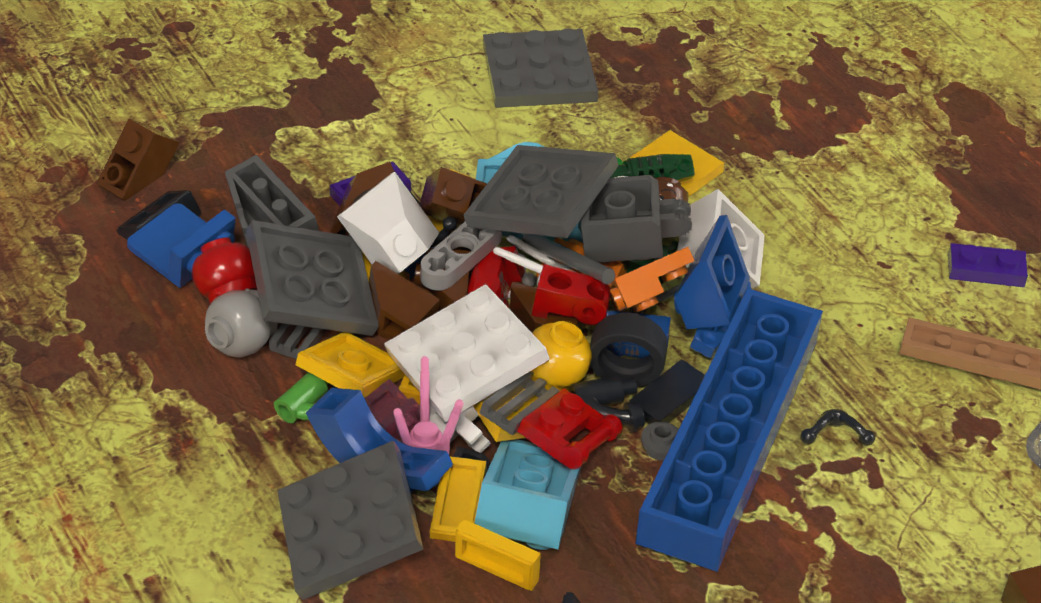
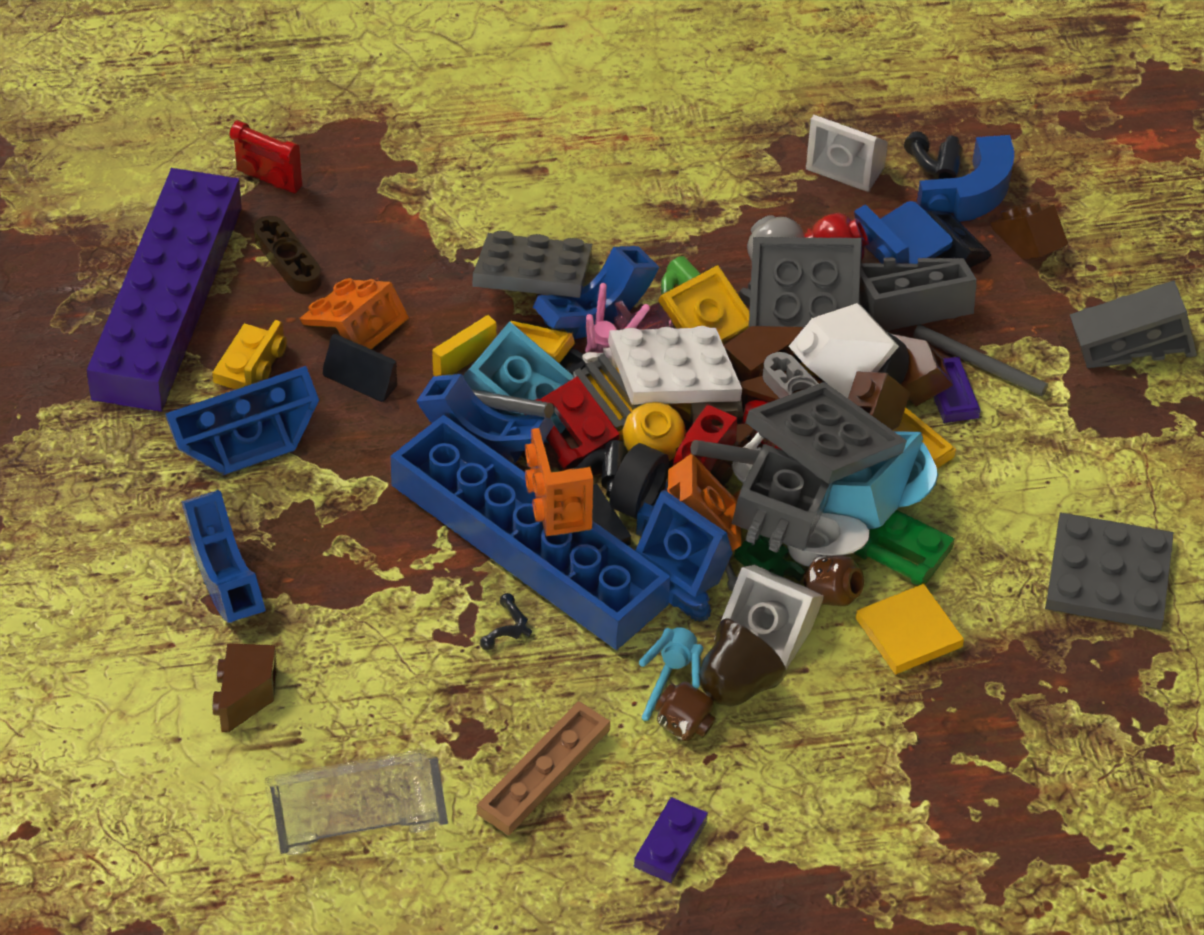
camera: 110 degrees right, 5 degrees up
(46, 237) = (948, 156): none -> black plant
(62, 300) = (845, 153): none -> white slope
(71, 197) = (978, 191): none -> blue arch
(255, 71) = (1134, 326): none -> dark grey wedge
(326, 168) = (981, 360): none -> dark grey bar
(580, 493) = (515, 404): none -> dark grey bar
(611, 485) = (499, 431): none -> blue arch
(661, 165) = (884, 577): dark green hinge -> none
(728, 363) = (562, 497): none -> orange bracket
(804, 289) = (678, 649): none -> medium azure plant
(807, 242) = (739, 665): none -> dark brown piece
(861, 274) = (685, 711): none -> reddish brown head

